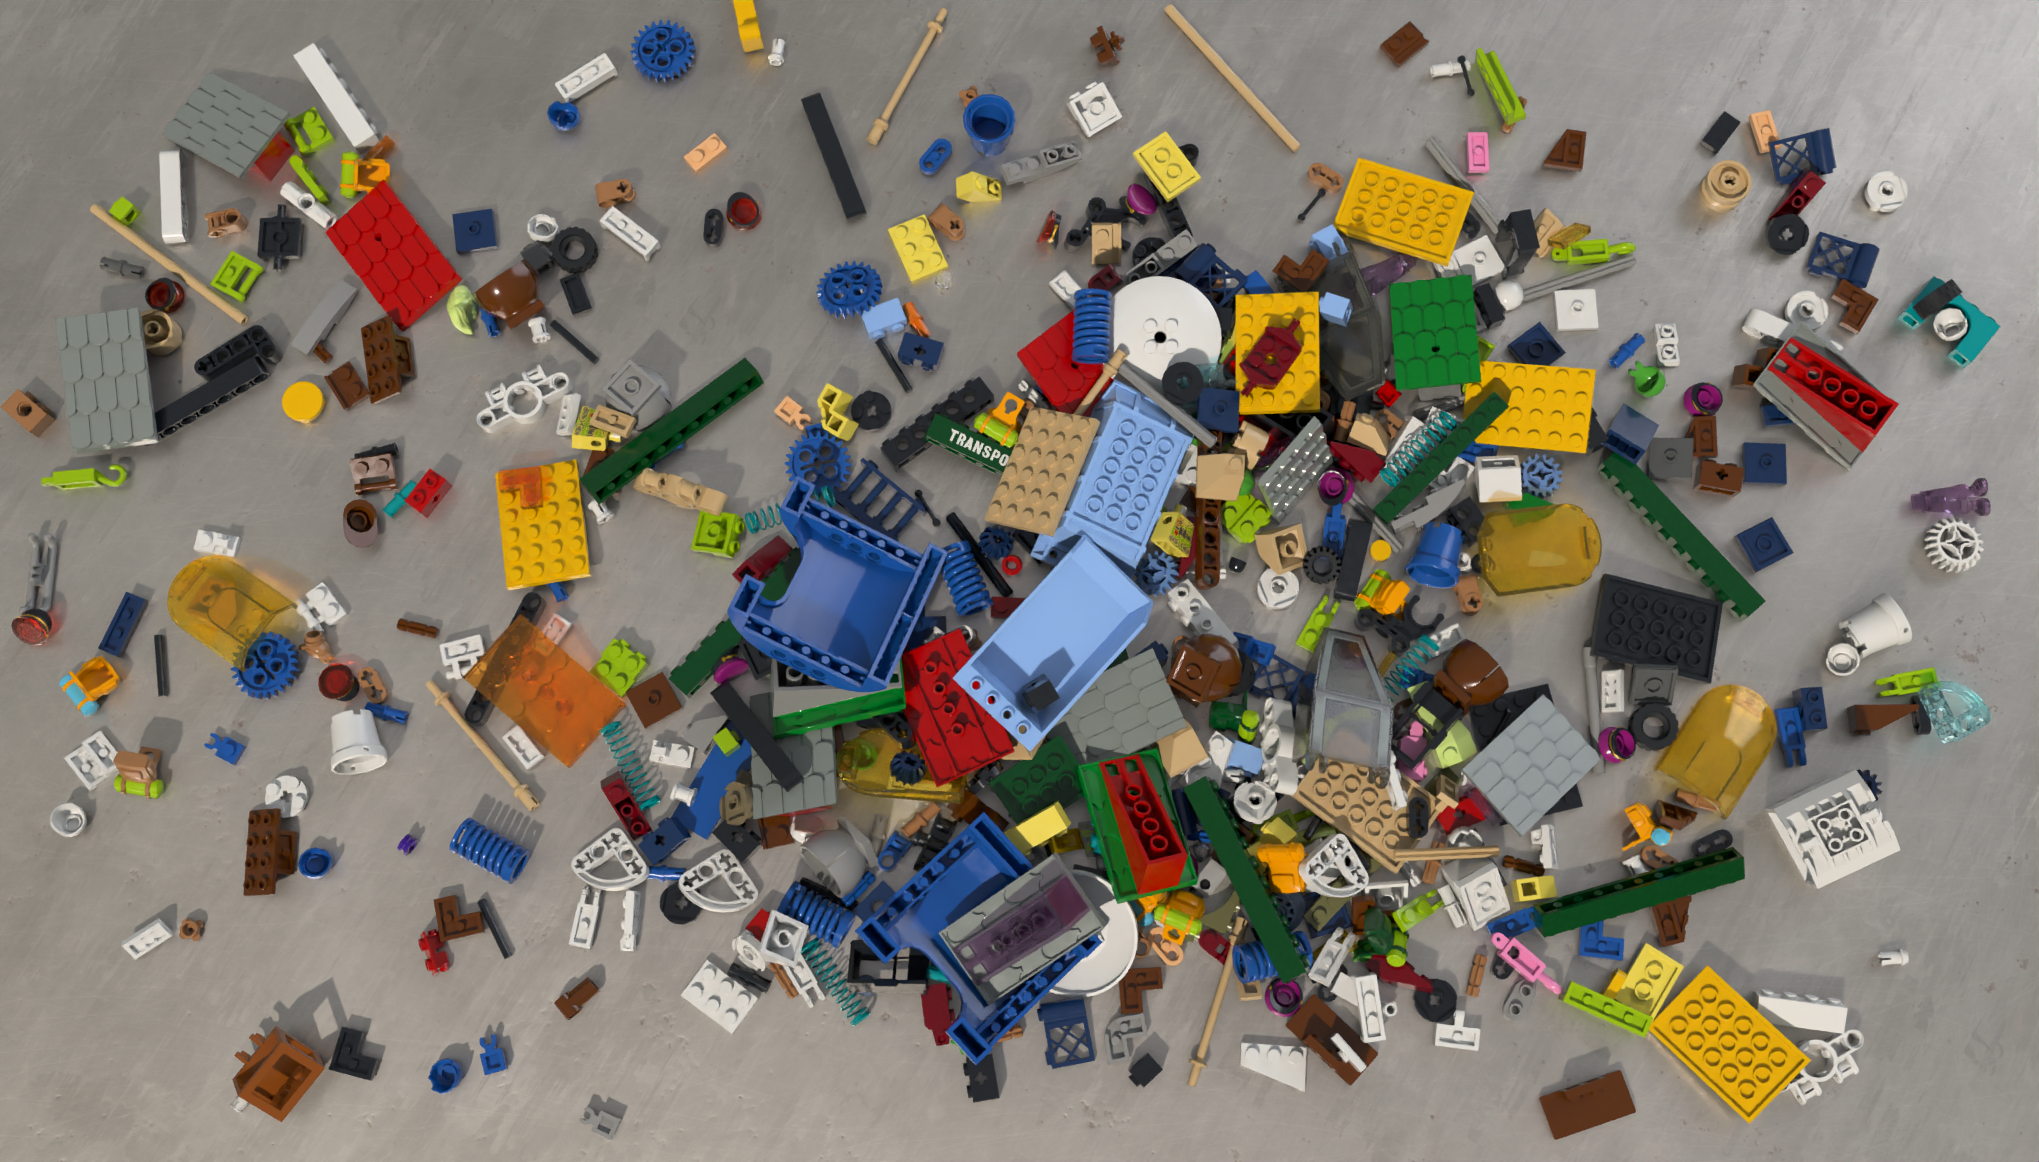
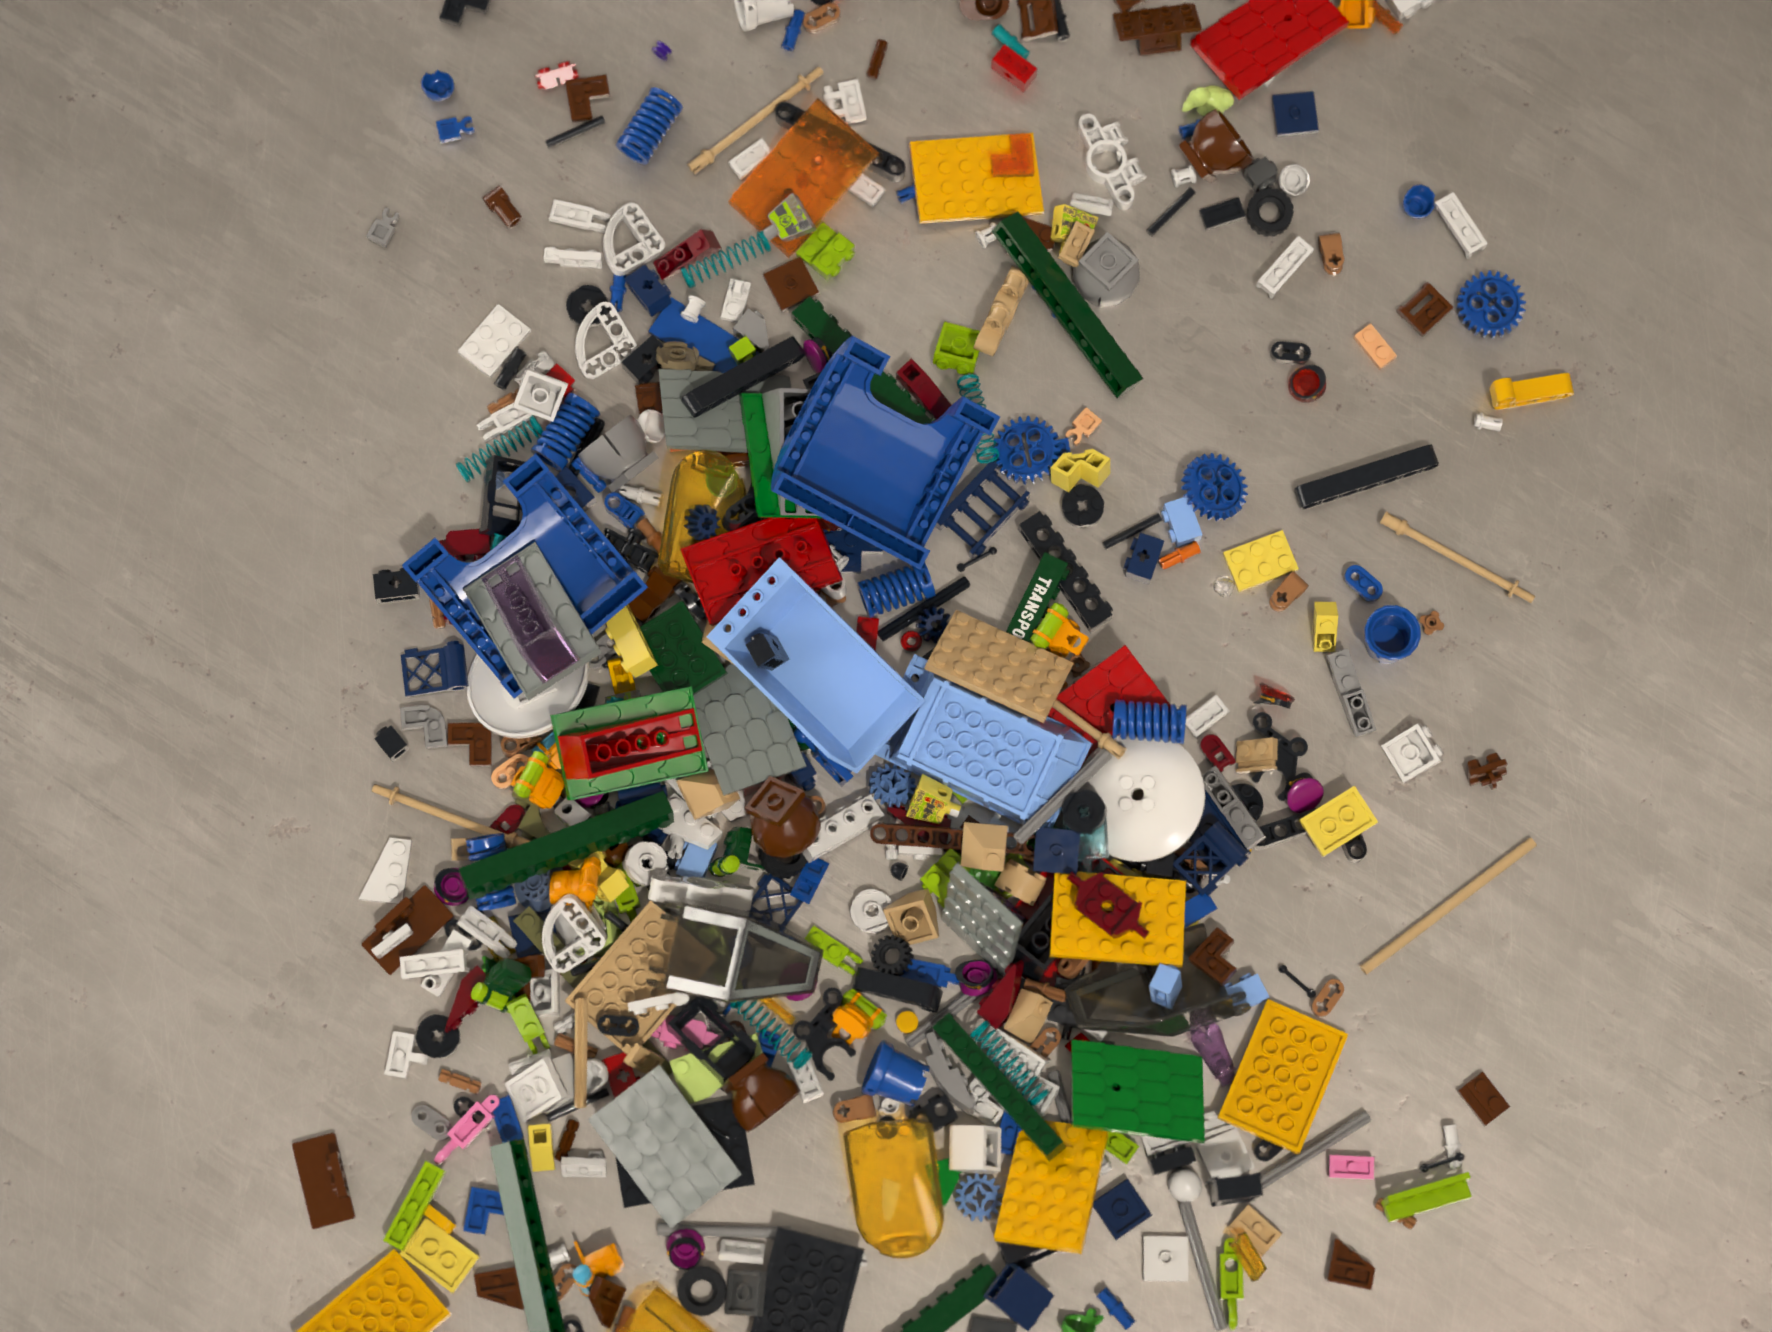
camera: 90 degrees right, 0 degrees up
(591, 702) = (789, 220): none -> torso
(673, 105) = (1429, 314): none -> reddish brown plate
(1151, 624) = (835, 770): none -> blue plate

